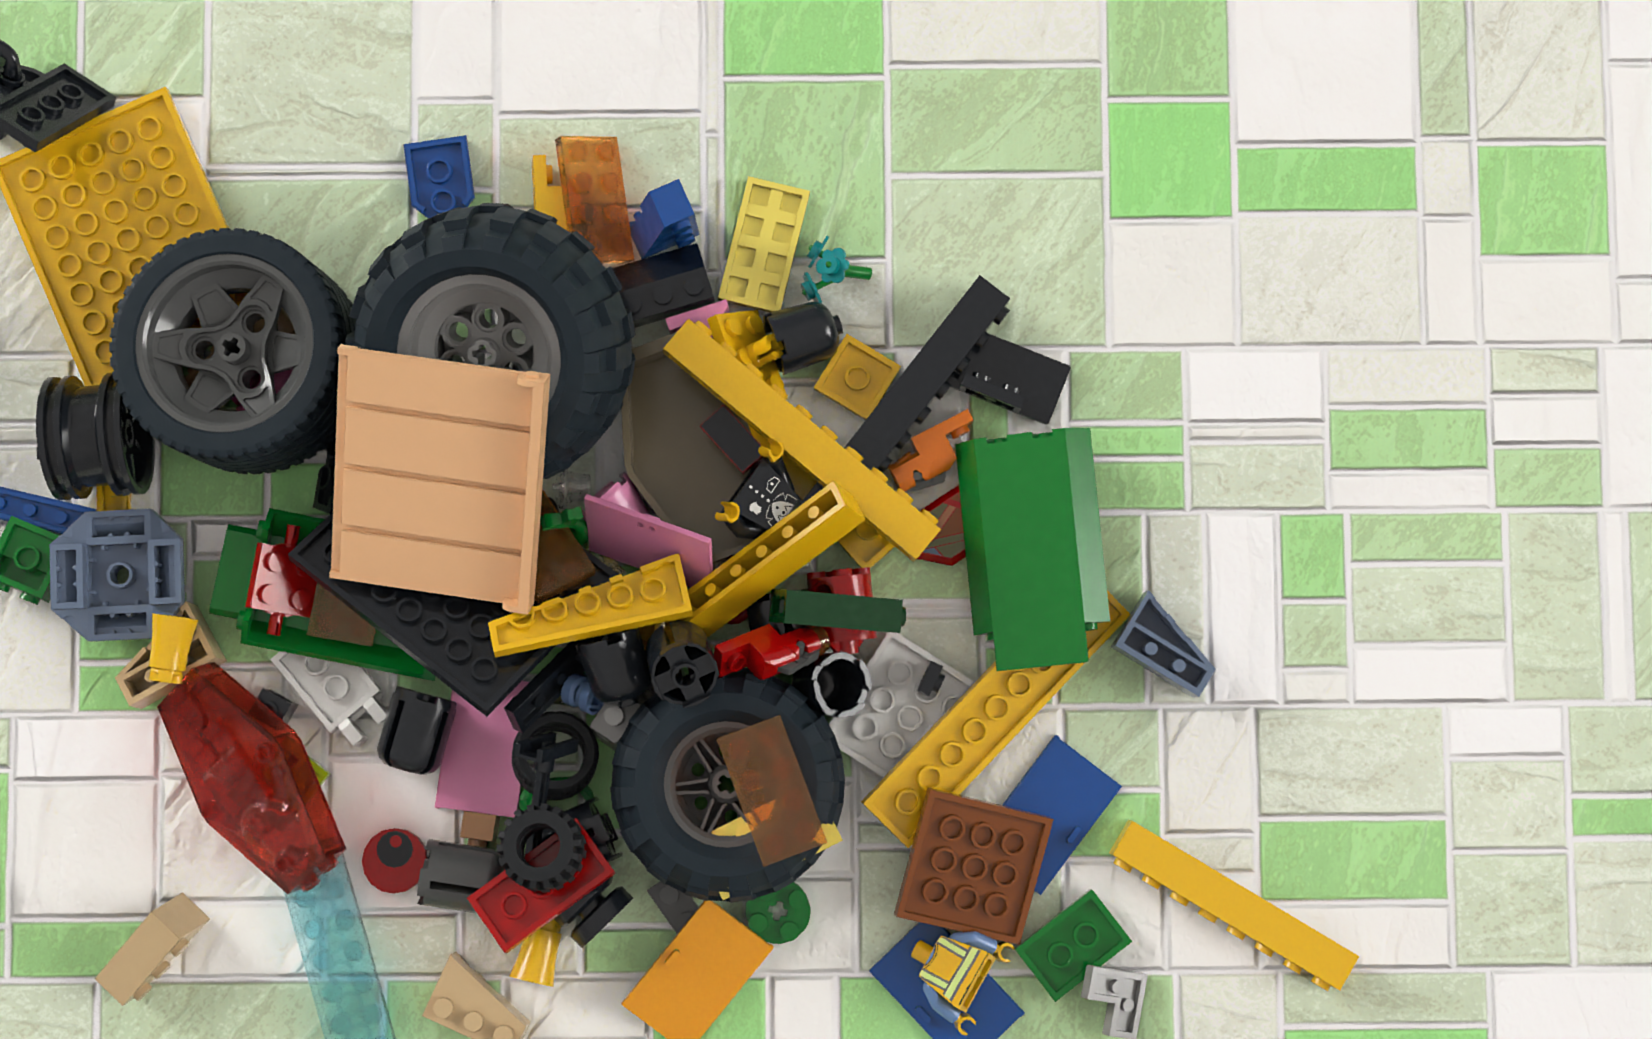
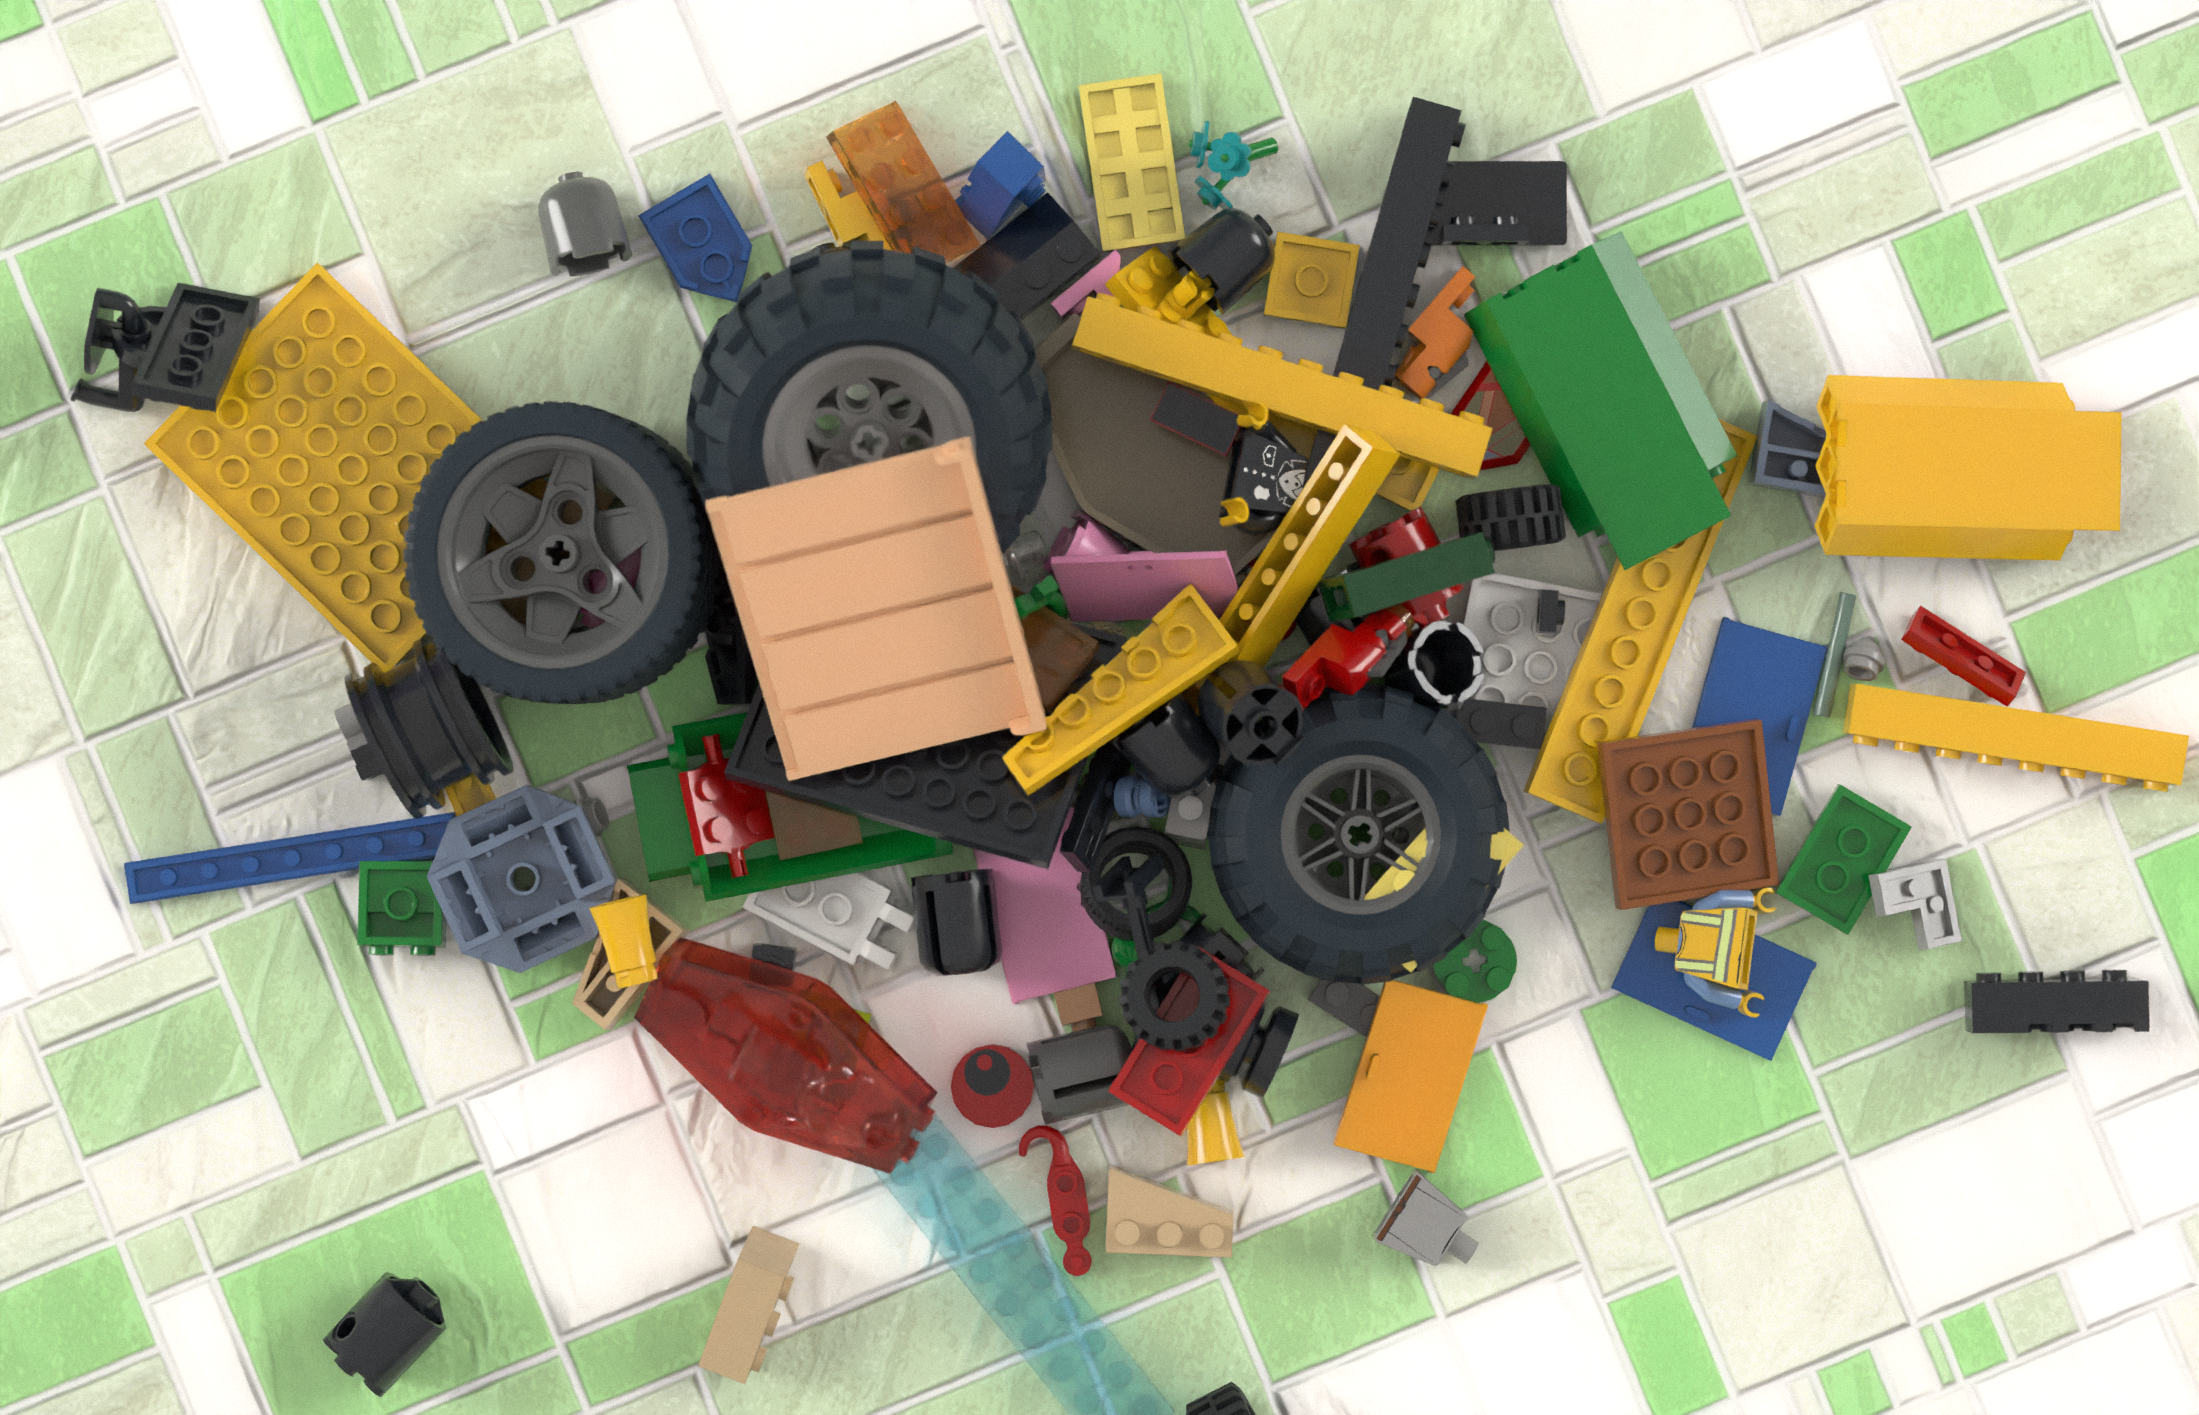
camera: 20 degrees left, 5 degrees up
(193, 550) = (595, 813): none -> light grey plate
(359, 134) = (582, 225): none -> dark grey cylinder
(413, 964) = (1066, 1198): none -> red piece
(772, 790) = (1419, 820): clear orange plate -> none
(865, 745) = (1502, 722): none -> black plate
(932, 600) = (1513, 516): none -> black tyre
(1125, 794) = (1834, 654): none -> sand green bar
(1144, 806) = (1863, 659): none -> light grey plate
(1217, 832) = (1963, 656): none -> red plate
(1269, 696) = (1963, 468): none -> yellow panel

